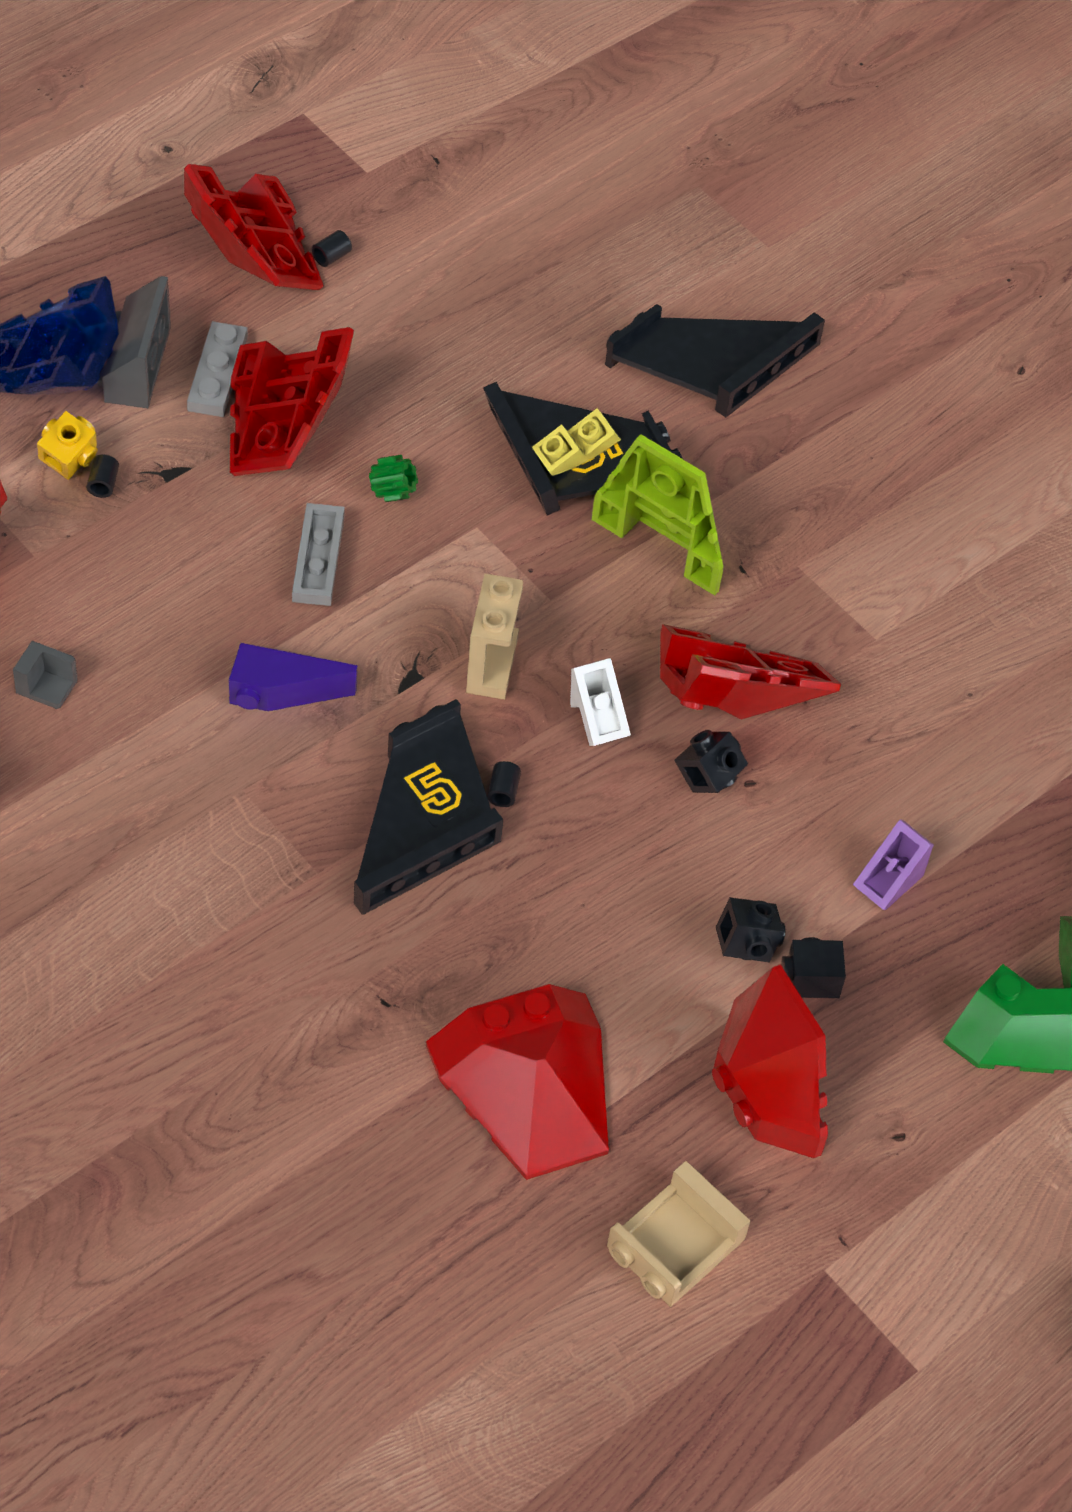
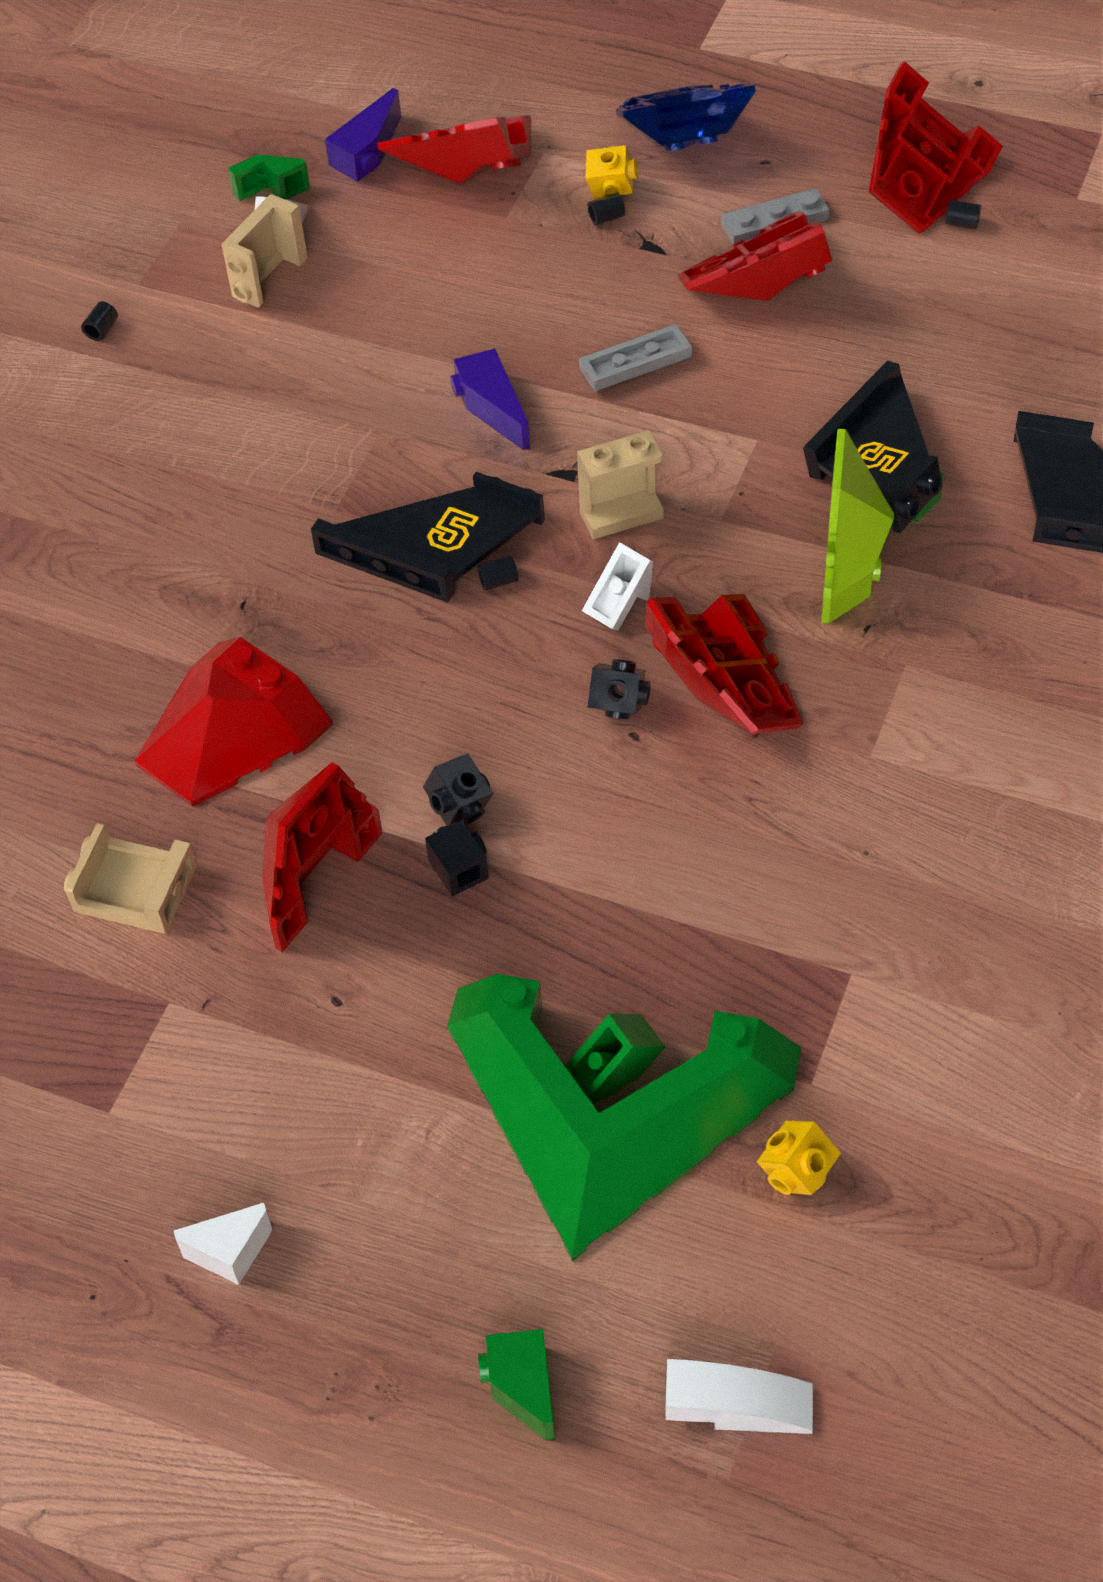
camera: 70 degrees right, 0 degrees up
(45, 675) = (390, 270): dark grey panel -> none
(140, 346) = (743, 161): dark grey slope -> none
(393, 478) = (738, 364): green gear -> none
(568, 449) = (875, 442): light yellow slope -> none
(895, 865) = (607, 869): medium lavender slope -> none

